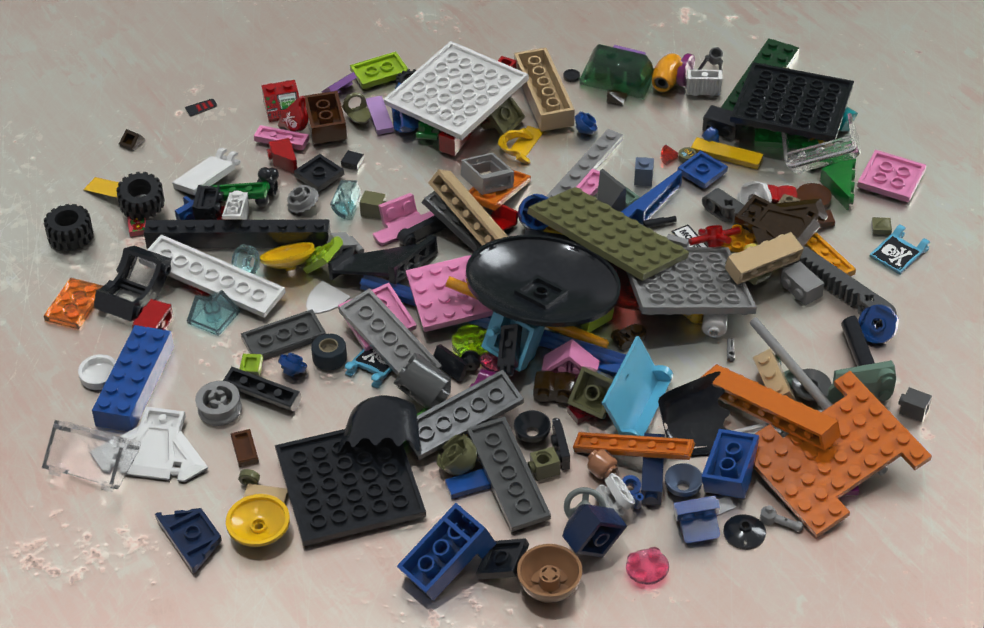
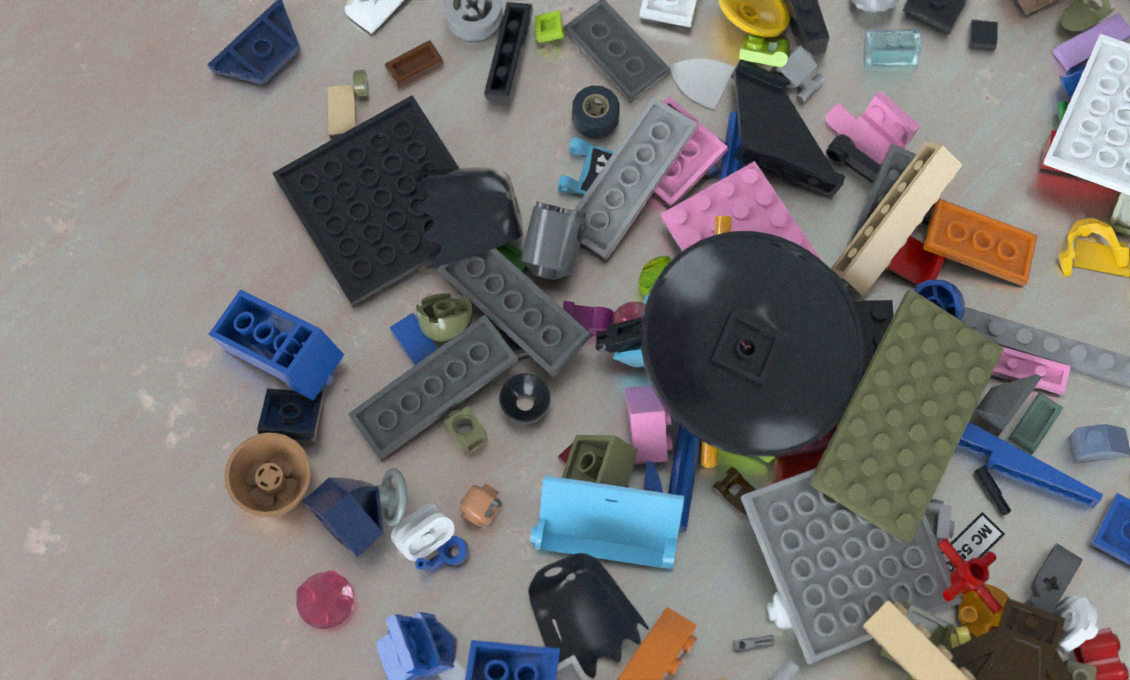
camera: 75 degrees right, 25 degrees up
(257, 520) = (283, 99): yellow dish -> none
(292, 364) = (560, 74): blue plate -> none
(370, 202) = (894, 83): olive brick -> none
(451, 363) = (616, 266): black tile -> none
(472, 358) = (628, 291): black wheel -> none
(500, 178) = (974, 234): light grey window -> none
(553, 386) = (607, 410): dark brown brick -> none
(559, 441) = (510, 440): black hinge -> none
(635, 445) = (511, 540): orange tile -> none
(652, 477) = (487, 573): dark blue brick -> none
(683, 474) = (472, 604): sand blue piece -> none

